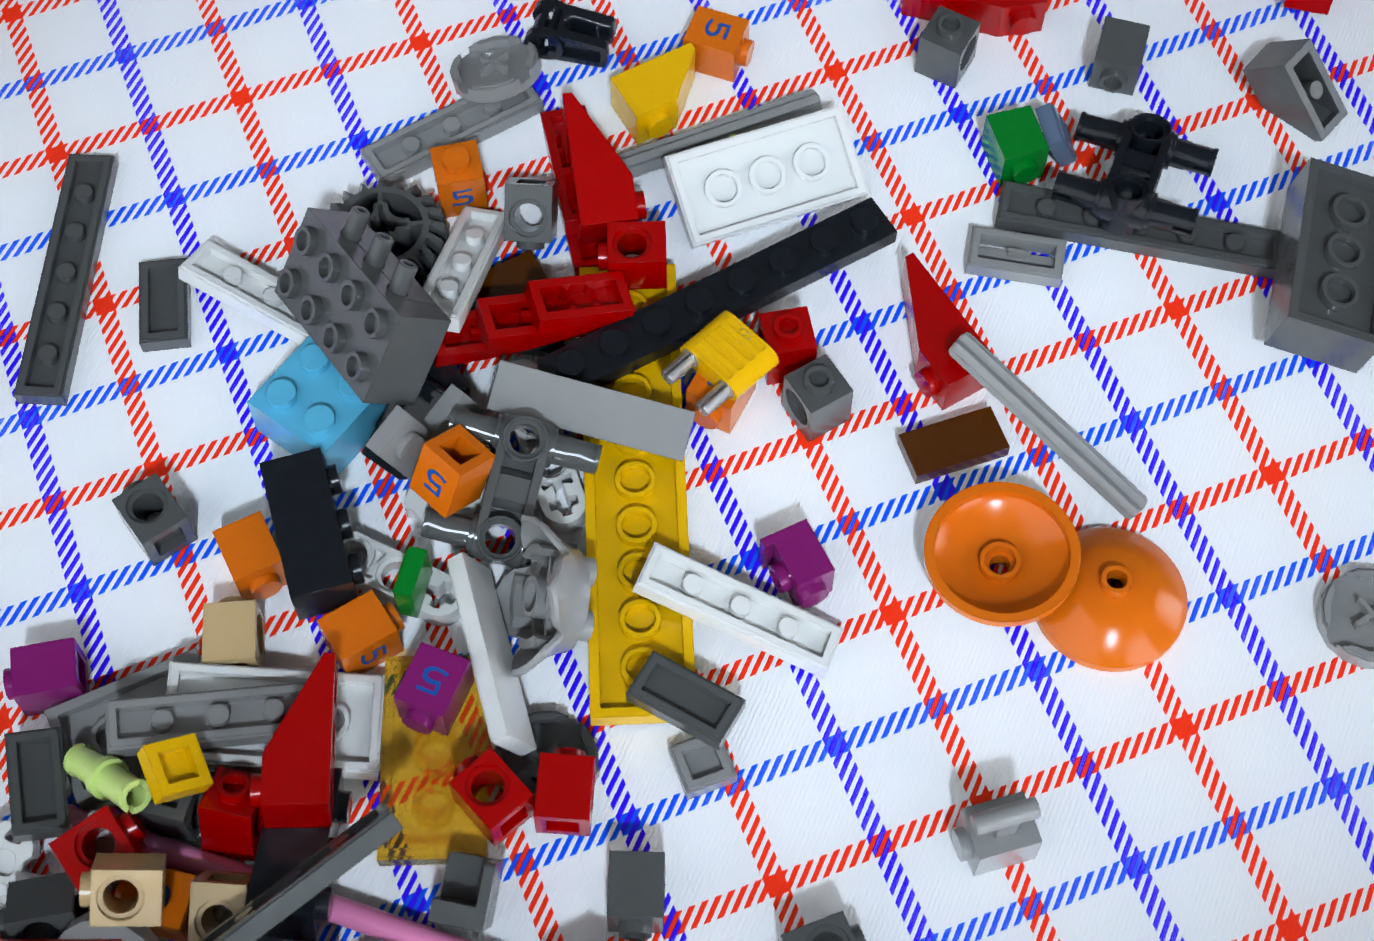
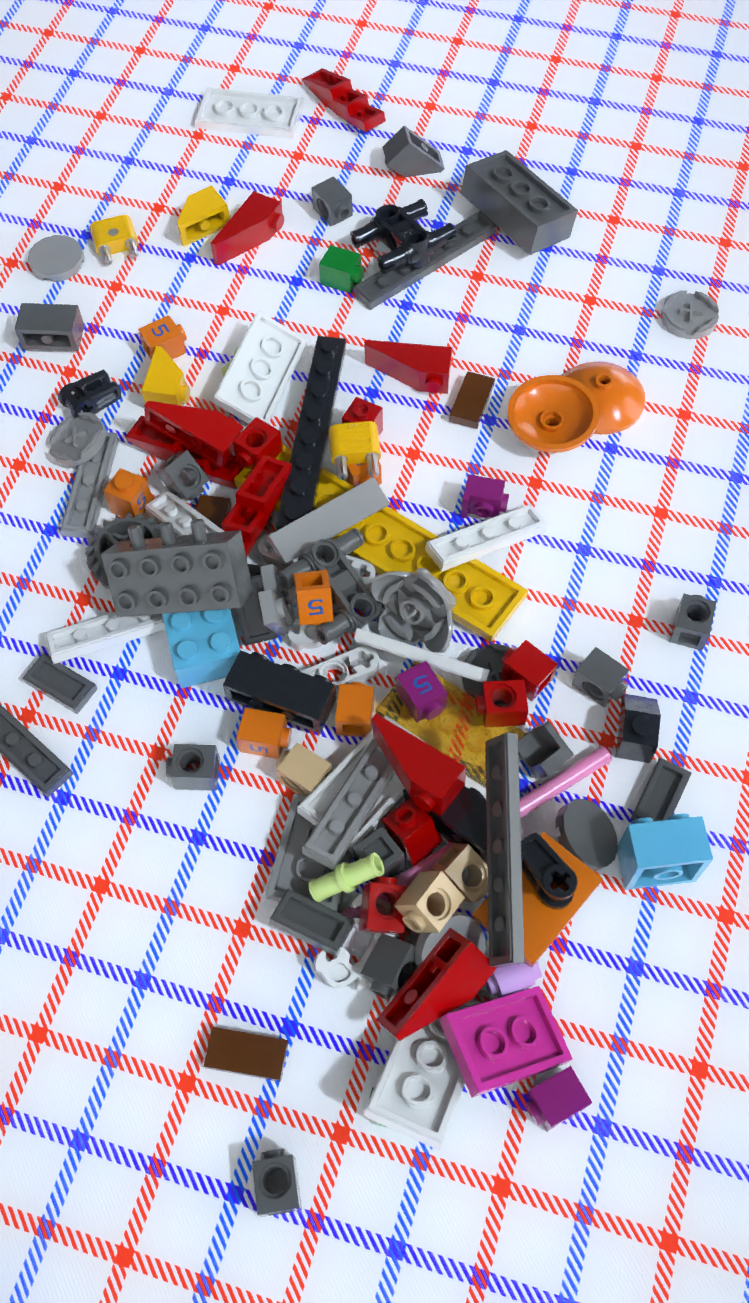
camera: 50 degrees left, 0 degrees up
(46, 675) = (244, 881): magenta brick -> none
(174, 768) = (377, 833): yellow plate -> none
(412, 581) = (352, 661): green tile -> none
(650, 156) = (219, 359): light grey axle -> none
(686, 700) = (519, 587): dark grey tile -> none
(701, 767) = (550, 609): light grey tile -> none
(817, 397) = (402, 430): dark grey brick -> none
(947, 46) = (262, 256): dark grey brick -> none
(998, 833) = (687, 510): light grey brick -> none
(1016, 263) = (399, 312): light grey tile -> none
(1048, 426) = (500, 353): light grey axle -> none
(1056, 134) = (351, 246): sand blue tile -> none

